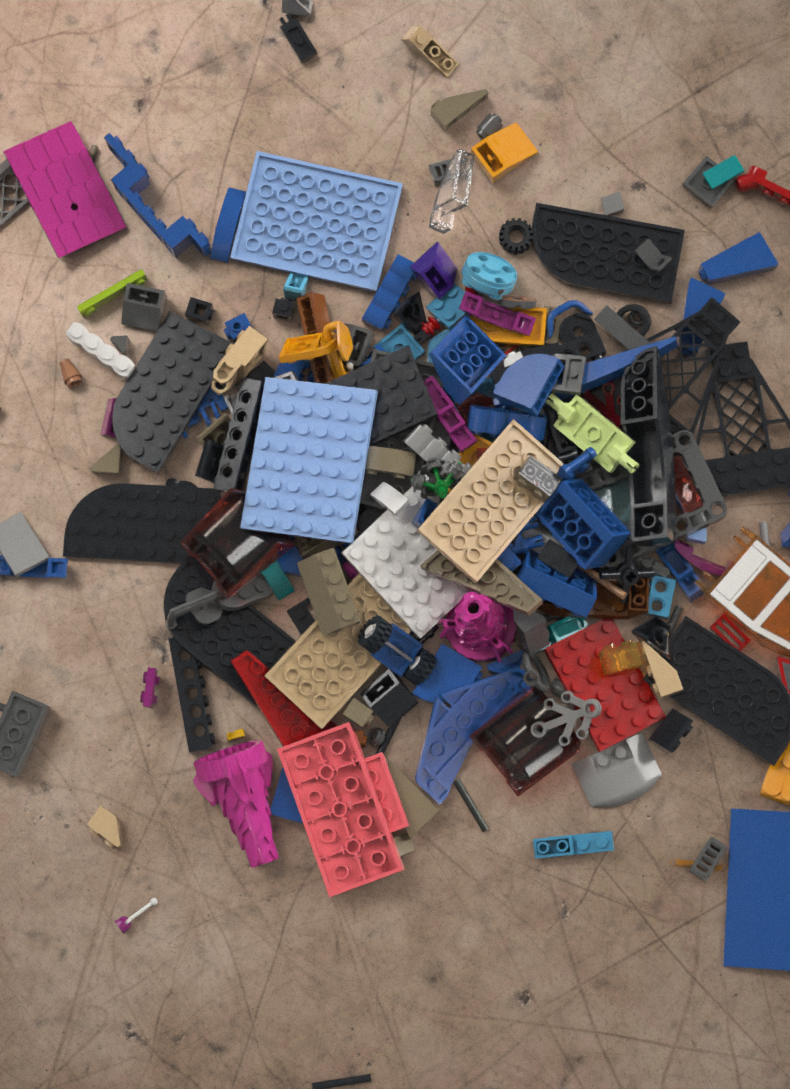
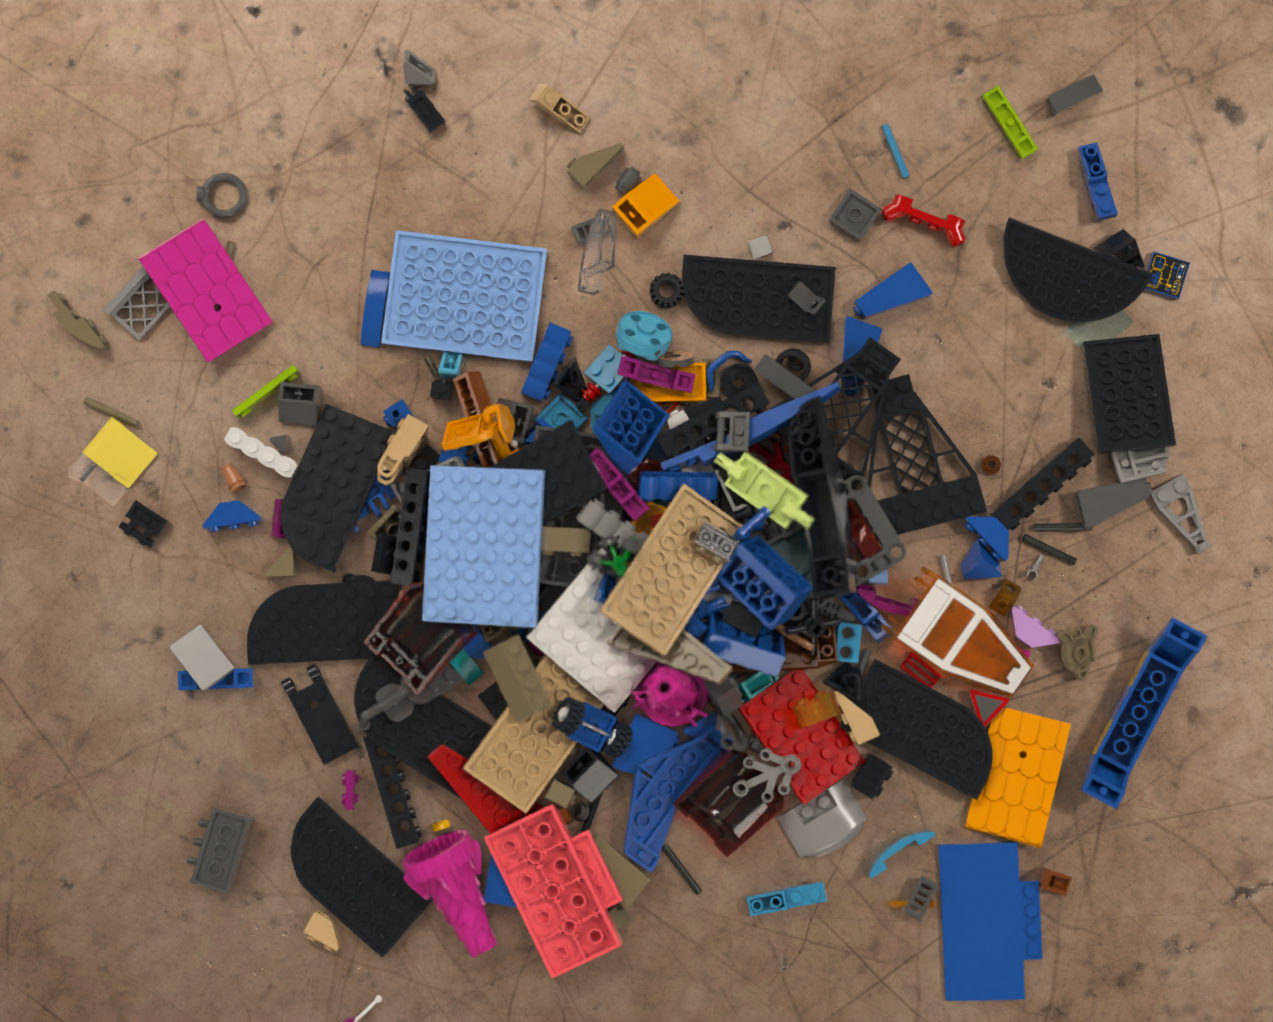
camera: 10 degrees left, 5 degrees up
(63, 409) = (231, 515): none -> blue slope
(73, 98) = (203, 194): none -> dark grey piece
(130, 622) = (325, 723): none -> black hinge
(131, 183) = (274, 275): blue bracket -> none
(143, 778) = (353, 878): none -> black plate
(196, 305) = (350, 398): black brick -> none
(277, 286) = (431, 365): none -> dark tan piece
(390, 498) = (568, 577): white slope -> none
(435, 271) = (590, 336): dark purple slope -> none
(529, 382) = (695, 444): brick -> none
(712, 798) = (878, 865): none -> dark azure slope
(723, 172) = (868, 204): teal tile -> none
(754, 124) = (895, 151): none -> dark azure bar

